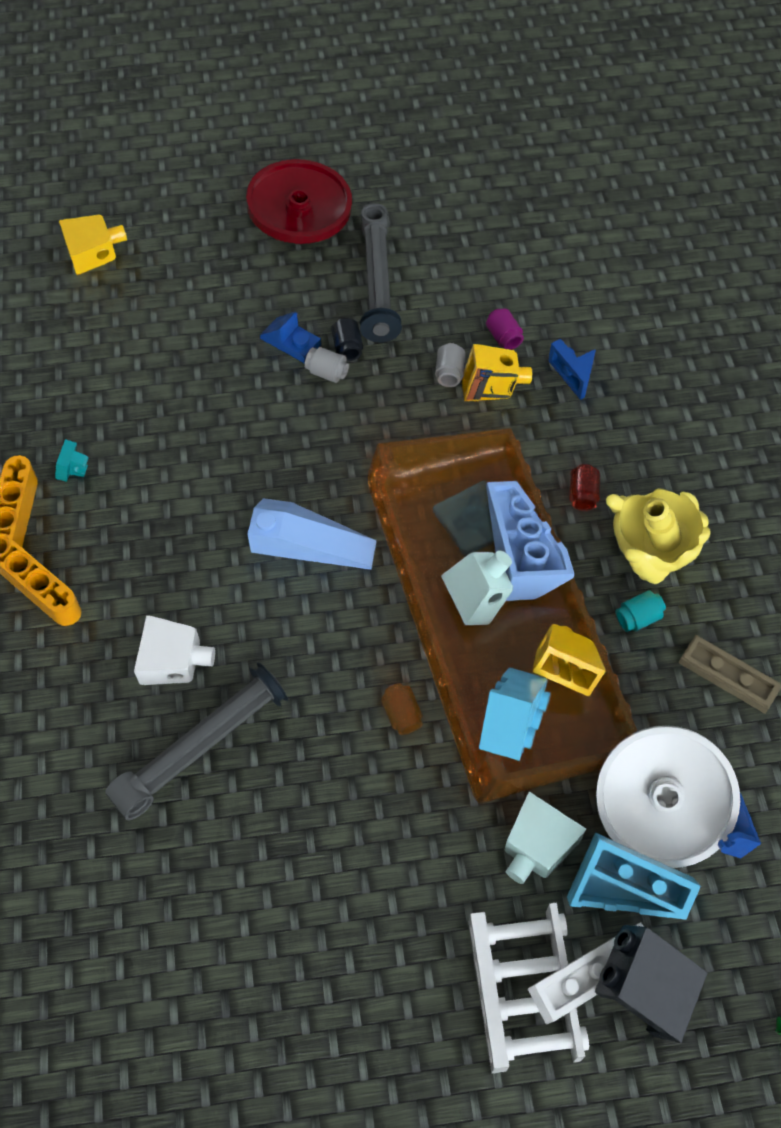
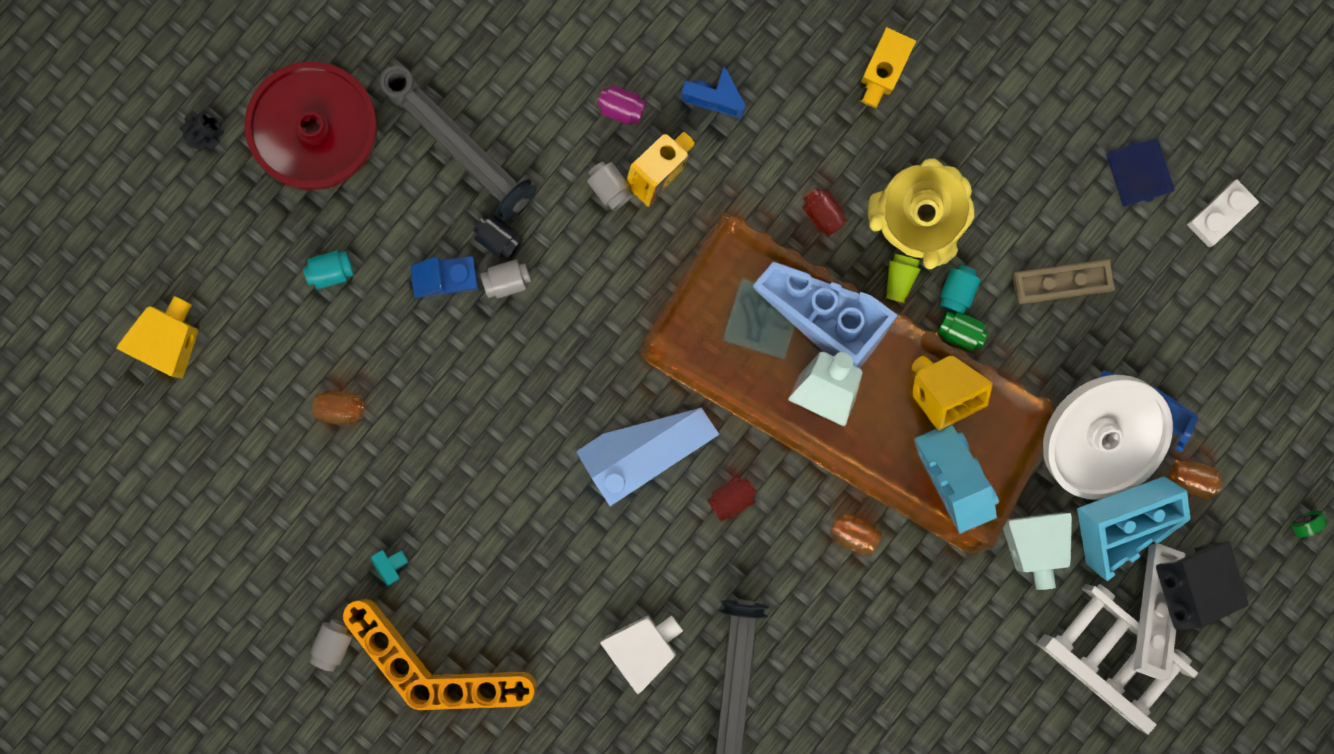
camera: 45 degrees left, 25 degrees up
(145, 352) = (338, 408): none -> clear orange brick
(225, 280) = (328, 269): none -> teal brick
(235, 162) = (201, 130): none -> black gear
(337, 609) = (732, 498): none -> clear red brick
(604, 569) = (901, 277): none -> lime cone
(617, 639) = (962, 331): none -> green brick
(715, 429) = (891, 56): none -> yellow torso
(720, 902) = (1196, 478): none -> clear orange brick

